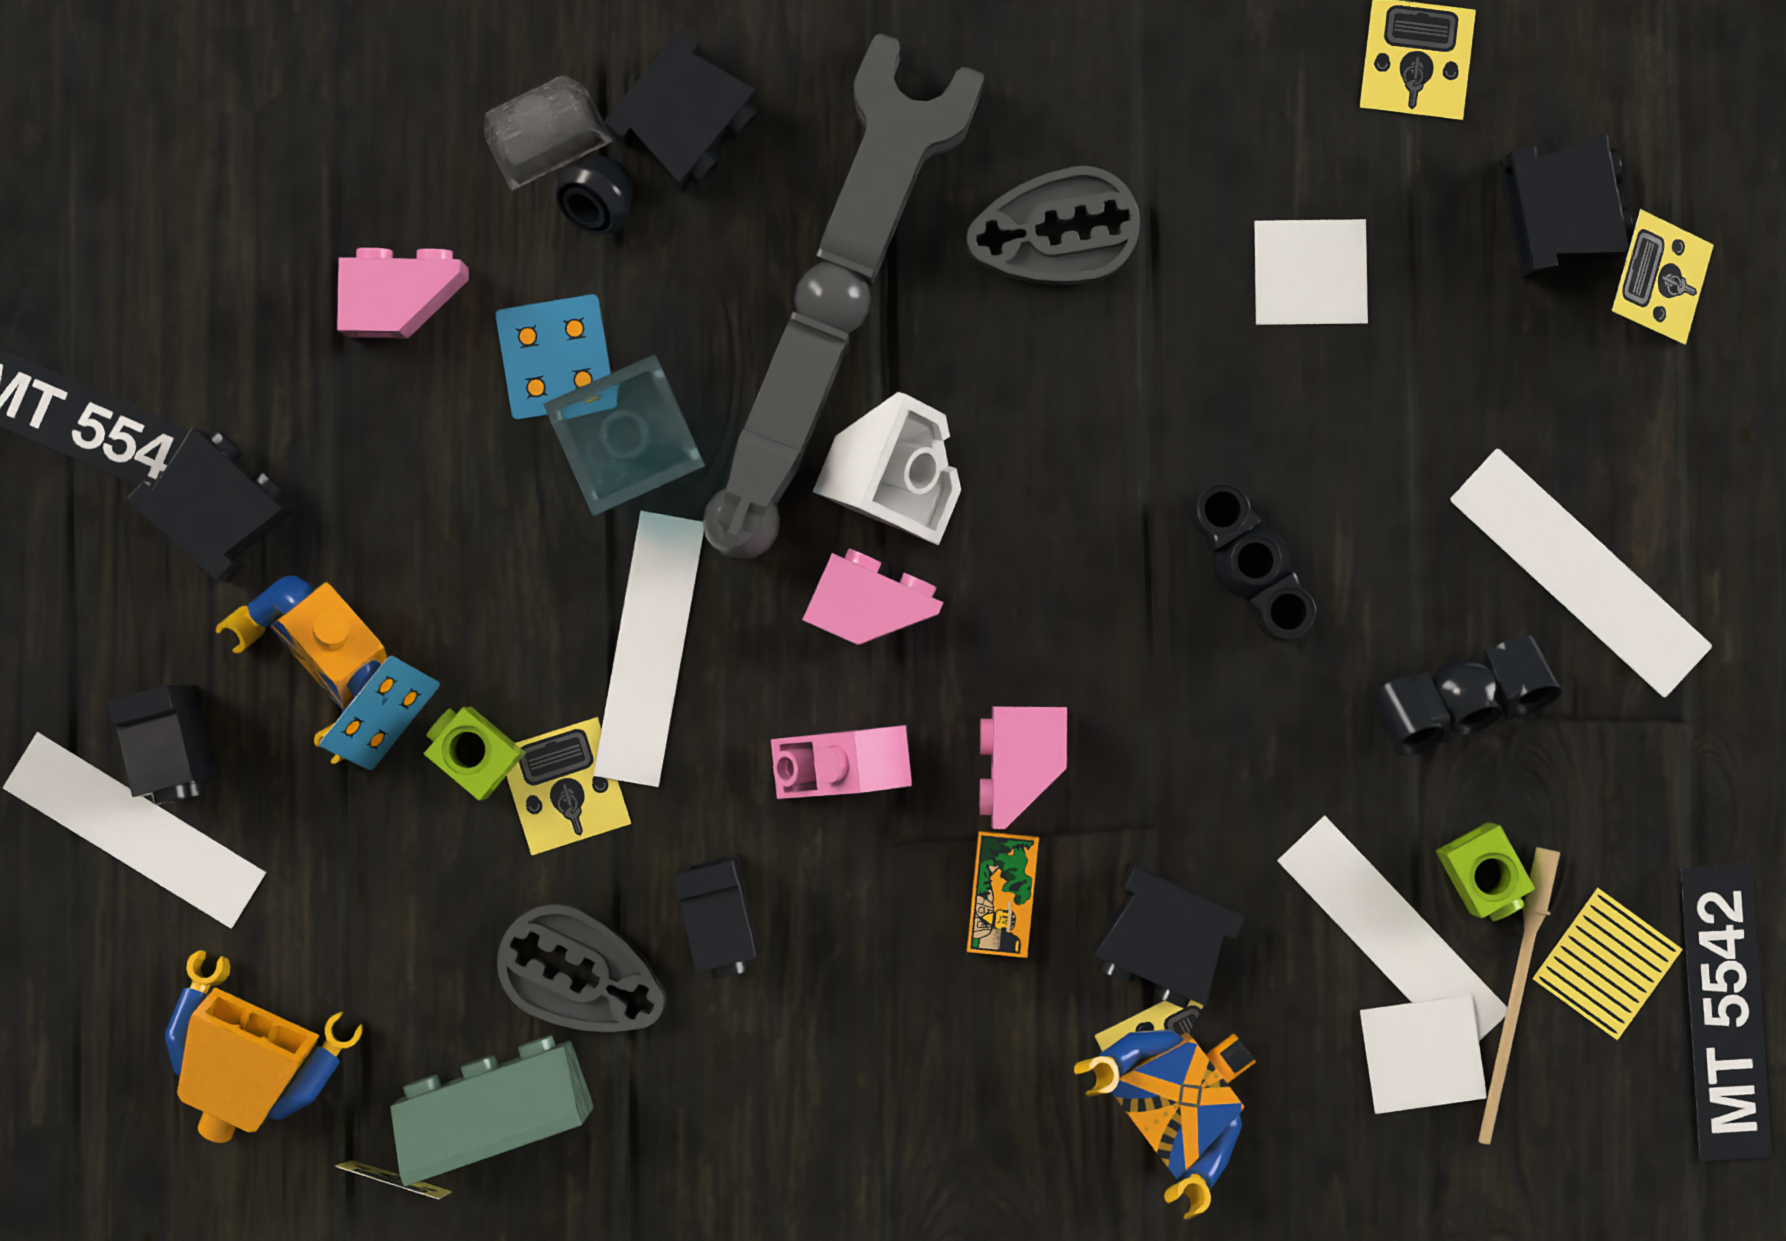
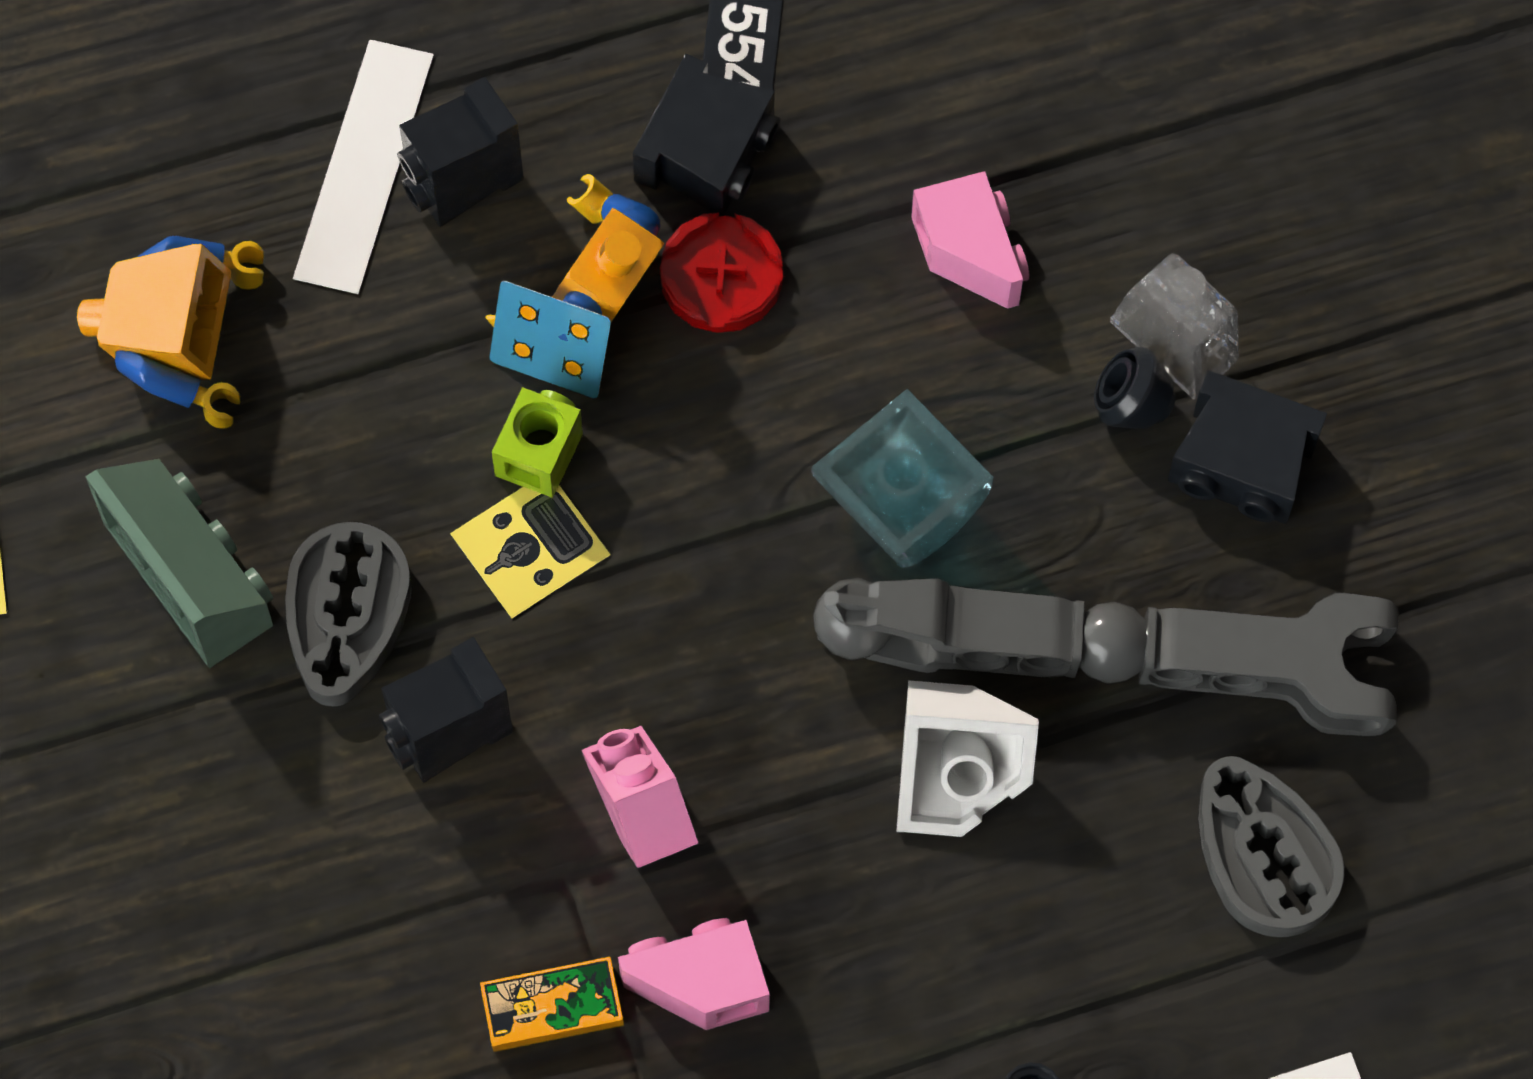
camera: 75 degrees right, 20 degrees down
(351, 531) = (721, 272): none -> red tile
(393, 1178) = (86, 489): sticker -> none
(551, 351) = (970, 399): dark azure sticker -> none
(649, 649) = (693, 582): white sticker -> none
(866, 605) = (808, 770): bright pink slope -> none

